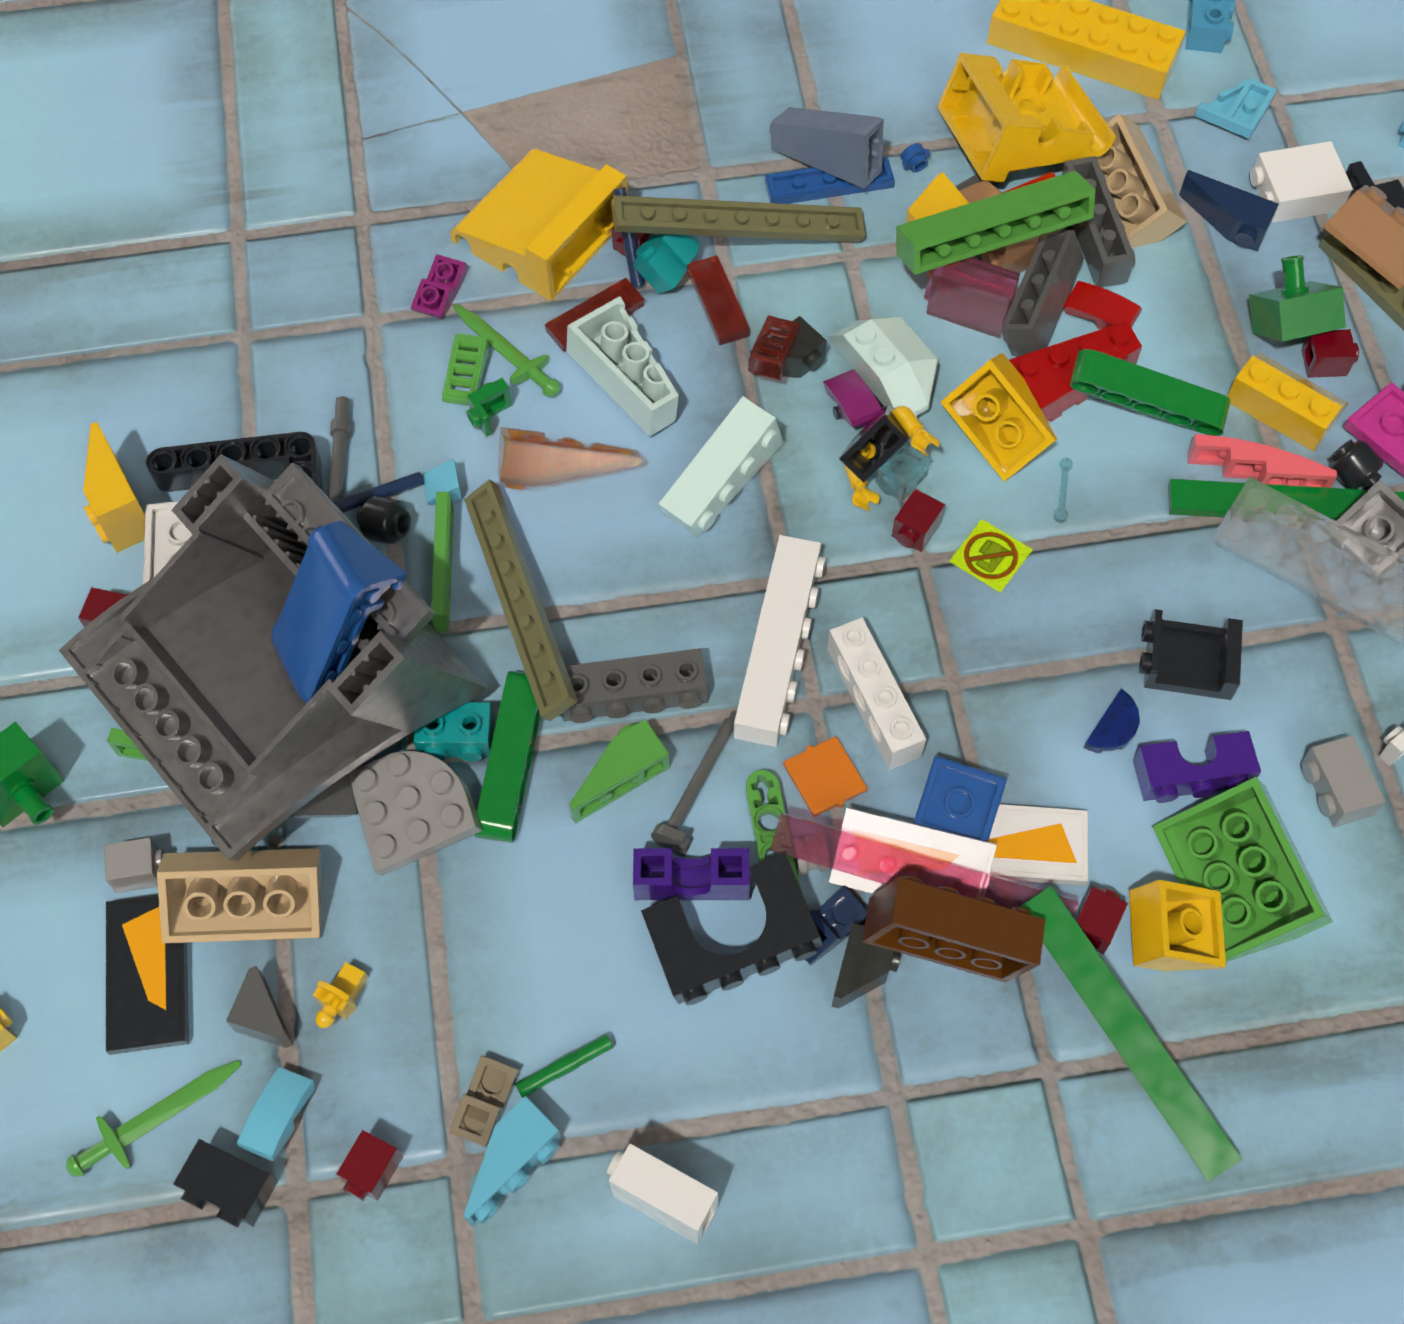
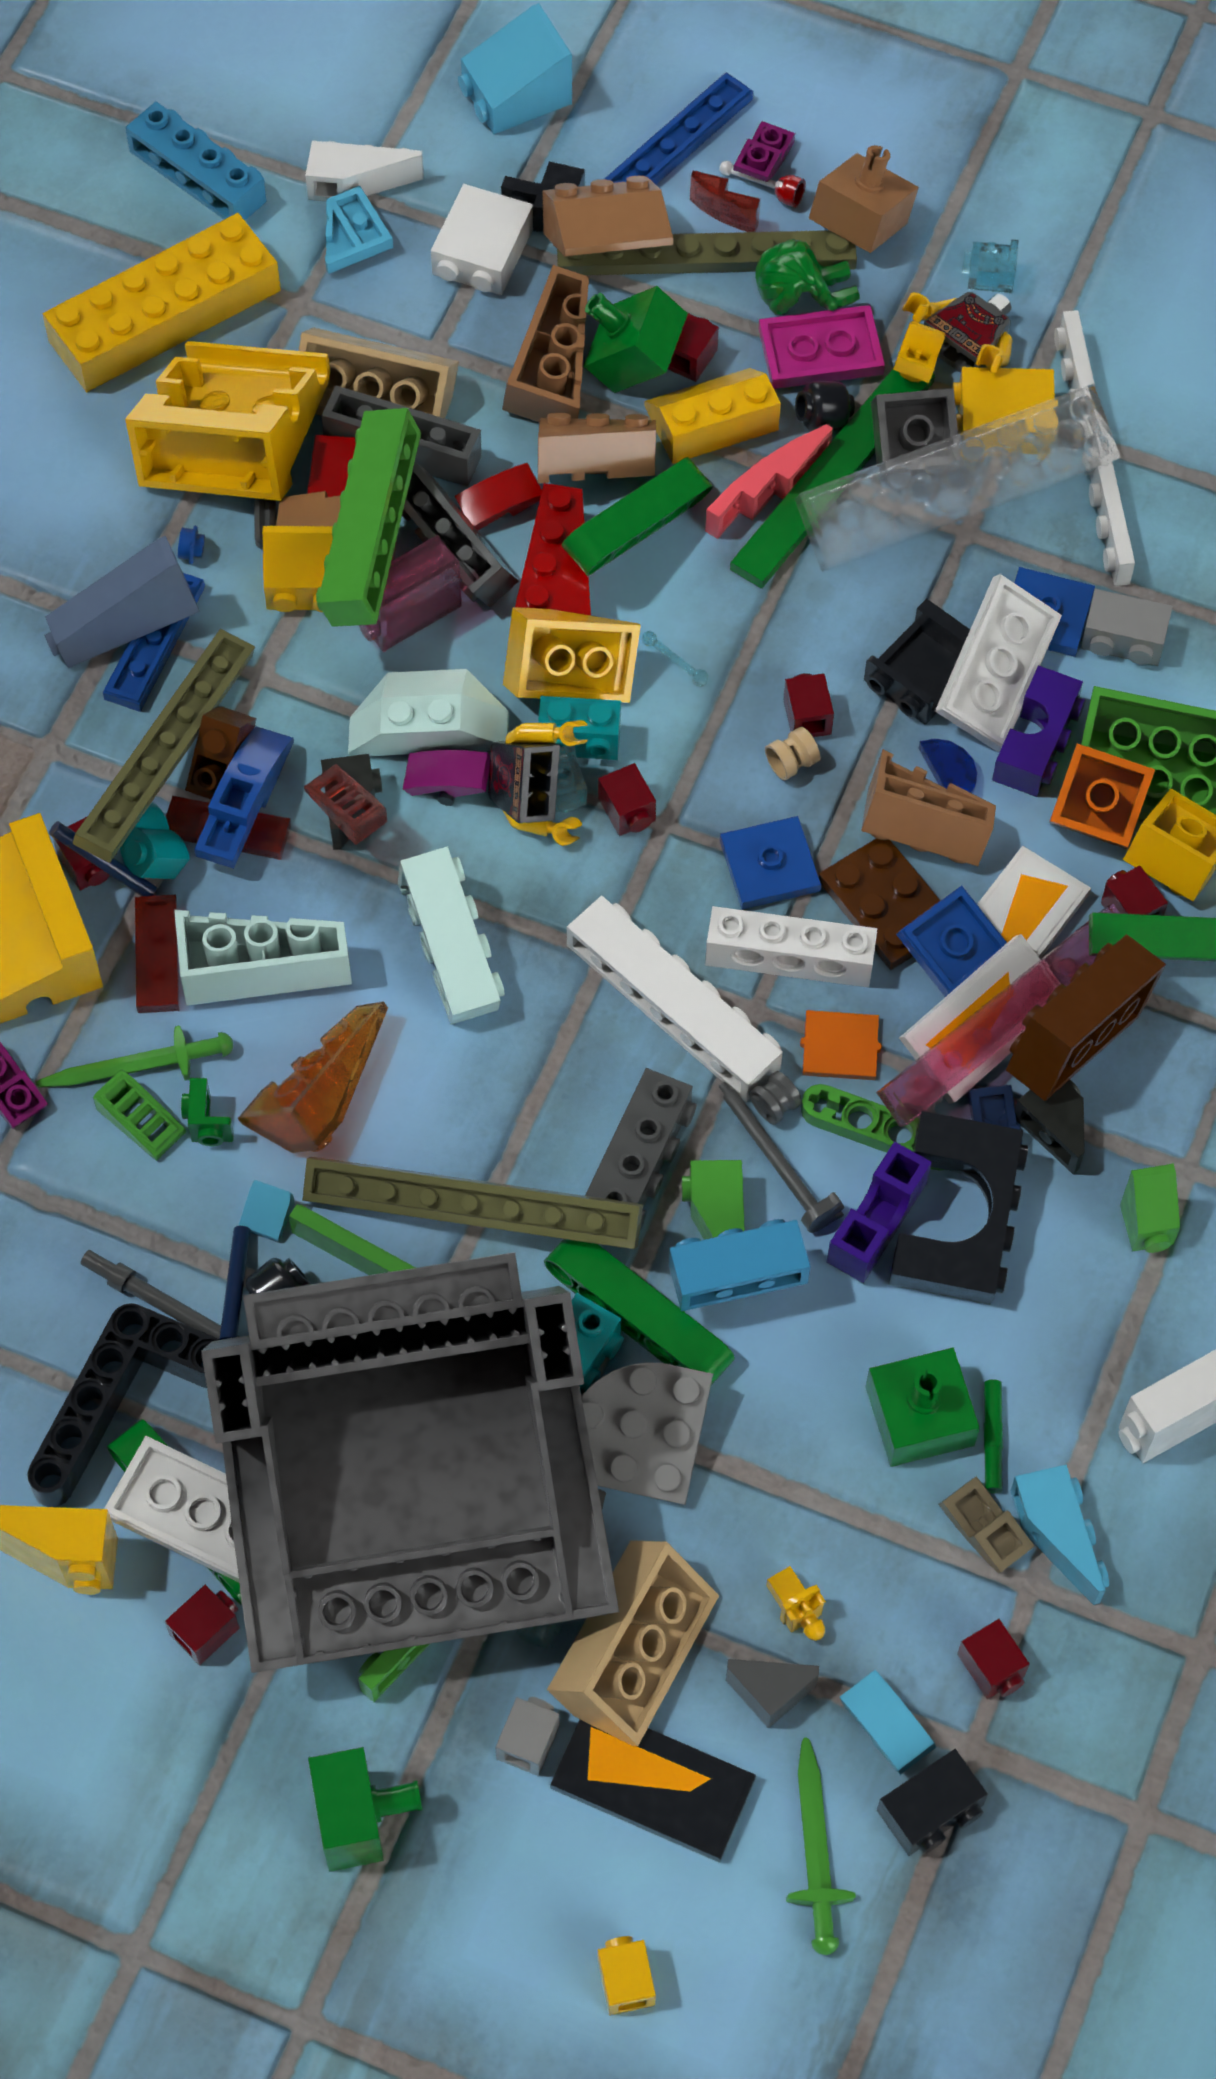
camera: 60 degrees left, 0 degrees up
(329, 605) = (439, 1352): blue windscreen -> none
(550, 996) = (922, 1407): none -> green brick
(573, 793) = (738, 1264): none -> dark azure brick
(741, 285) = (241, 794): none -> blue slope
(743, 752) = (775, 1097): none -> dark grey wheel
(768, 260) = (217, 743): none -> reddish brown slope
(826, 1078) = (1151, 1208): none -> bright green slope
(941, 644) = (770, 862): none -> blue plate
(955, 460) = (600, 715): none -> teal brick
(971, 730) = (881, 892): none -> reddish brown plate
(990, 555) = (701, 763): clear neon green sticker -> none
(1048, 610) = (792, 753): none -> tan wheel
(1055, 721) = (926, 815): none -> medium nougat wedge
(1089, 595) = (809, 704): none -> dark red brick
(1167, 839) = (1102, 796): none -> orange brick
(1186, 336) = (596, 446): none -> medium nougat wedge
(1225, 274) = (551, 356): none -> medium nougat wedge
(1230, 698) = (998, 662): none -> white tile
(1231, 211) = (470, 318): dark blue slope -> none
(1294, 83) = (343, 166): none -> white slope
(1310, 715) = (1066, 597): none -> blue plate

